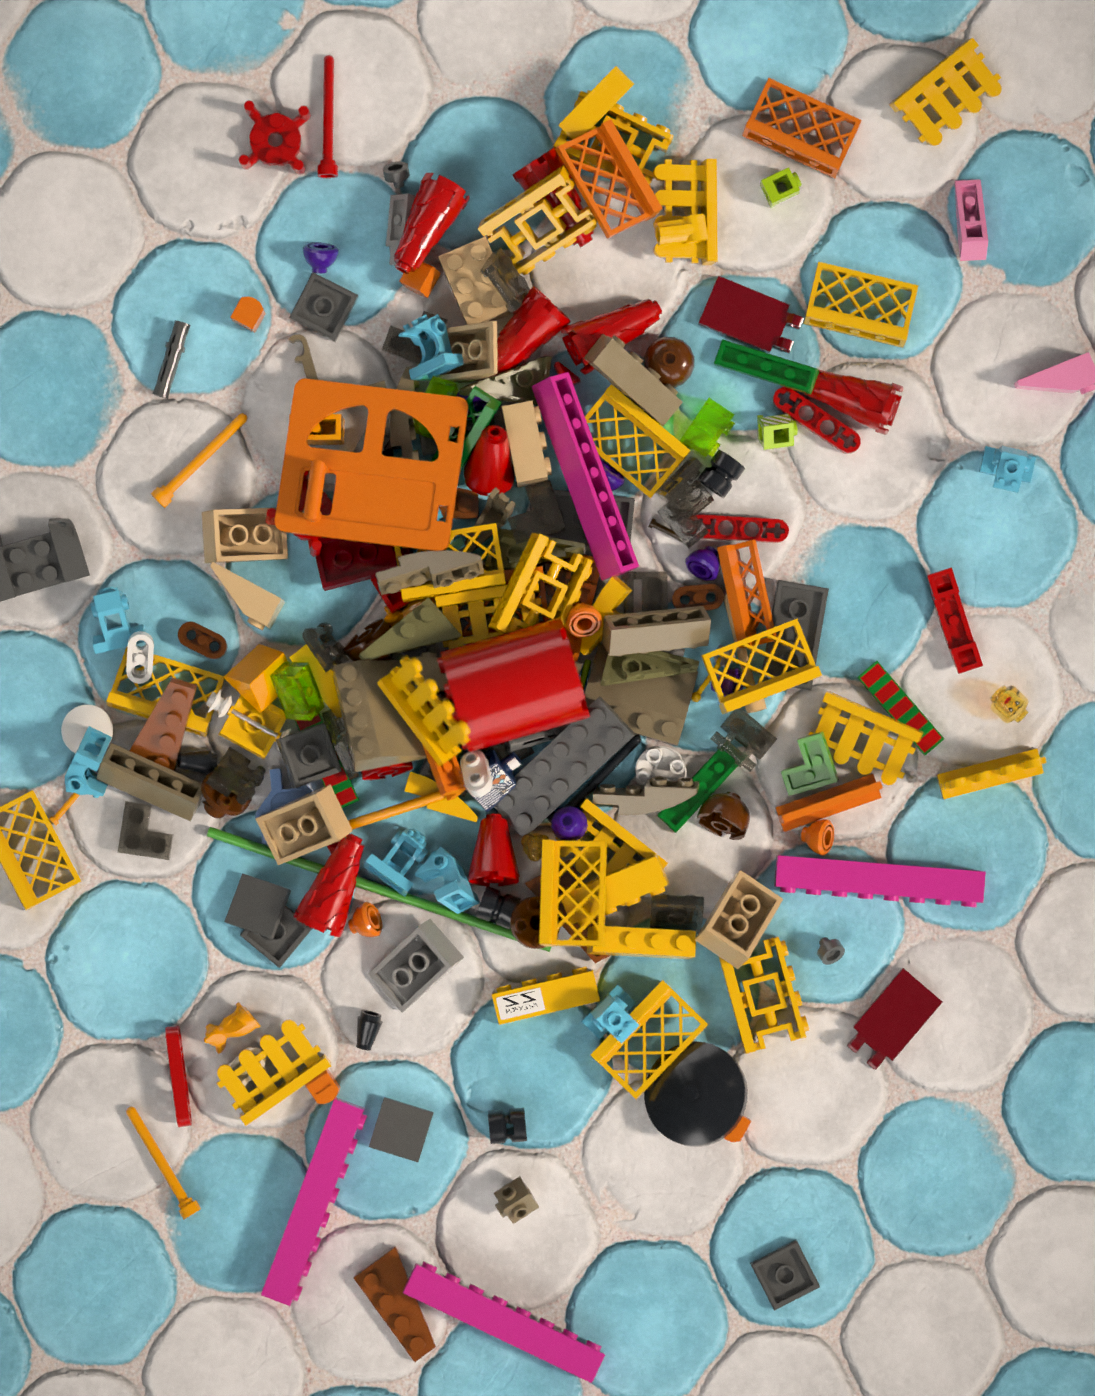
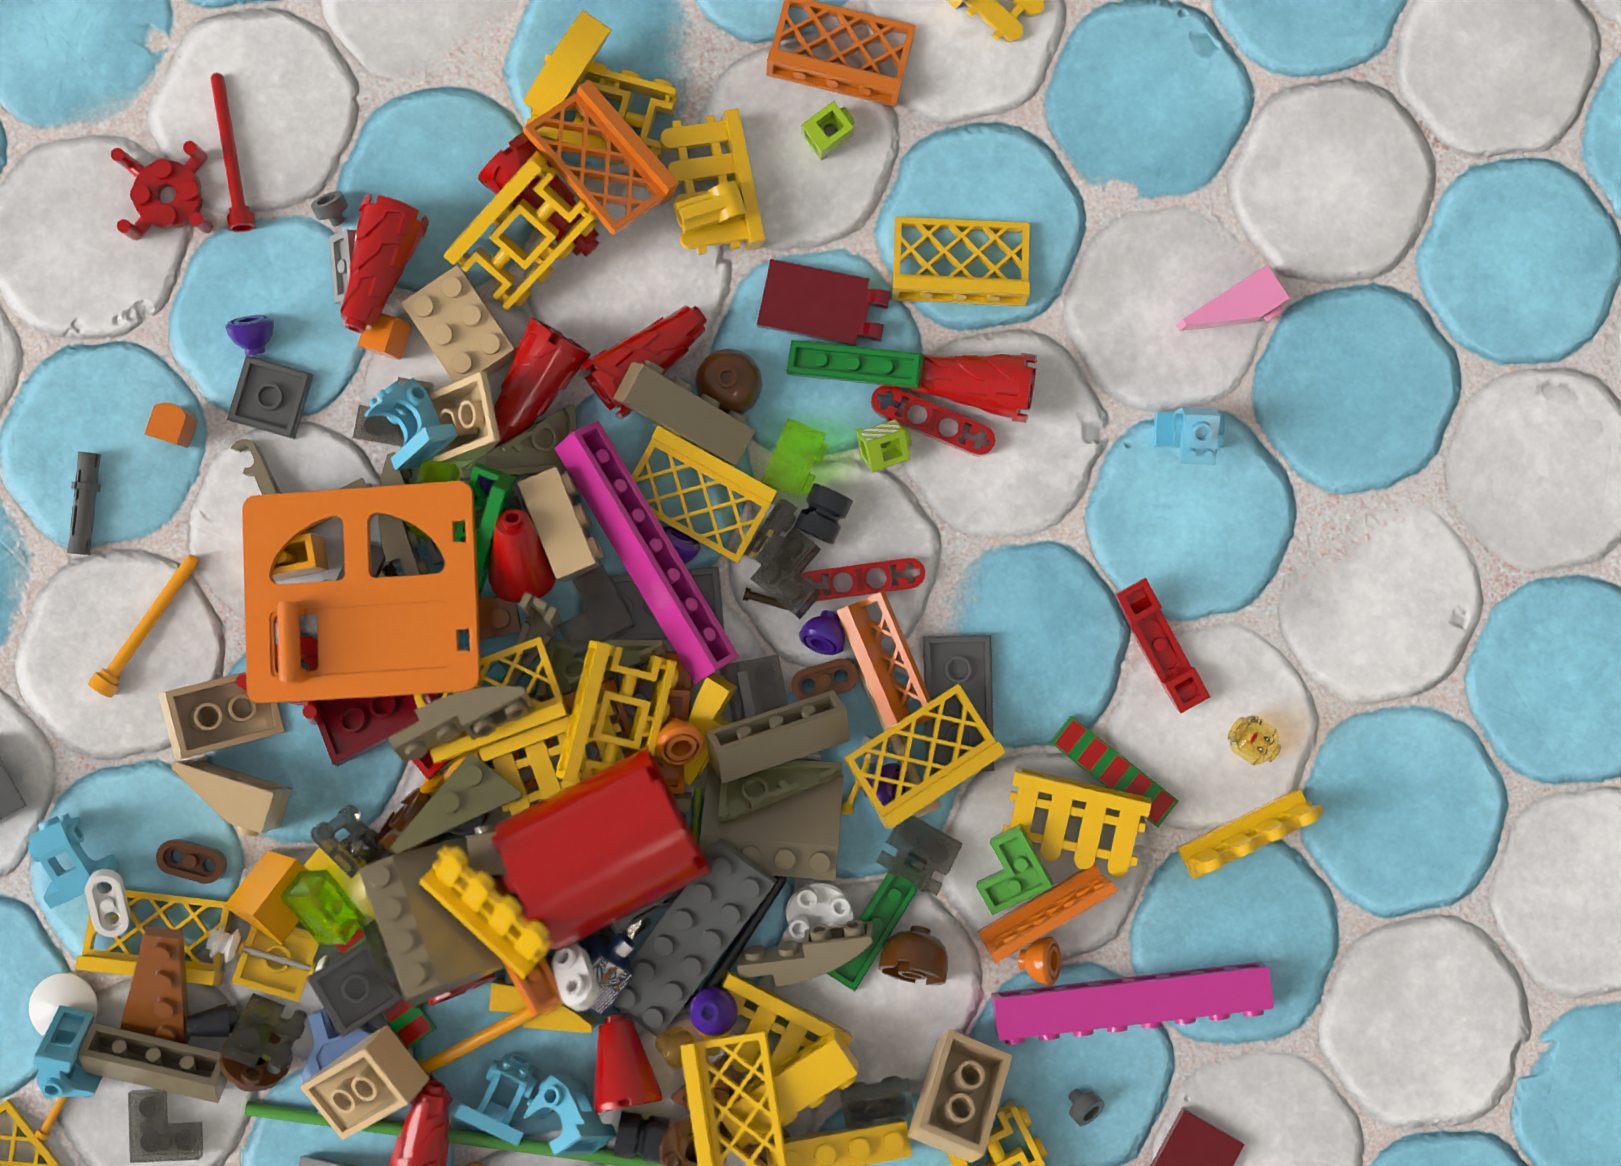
camera: 20 degrees left, 0 degrees up
(506, 279) = (492, 315): clear smoke plate -> none
(560, 369) = (609, 427): red slope -> none
(971, 220) = (1081, 127): bright pink slope -> none

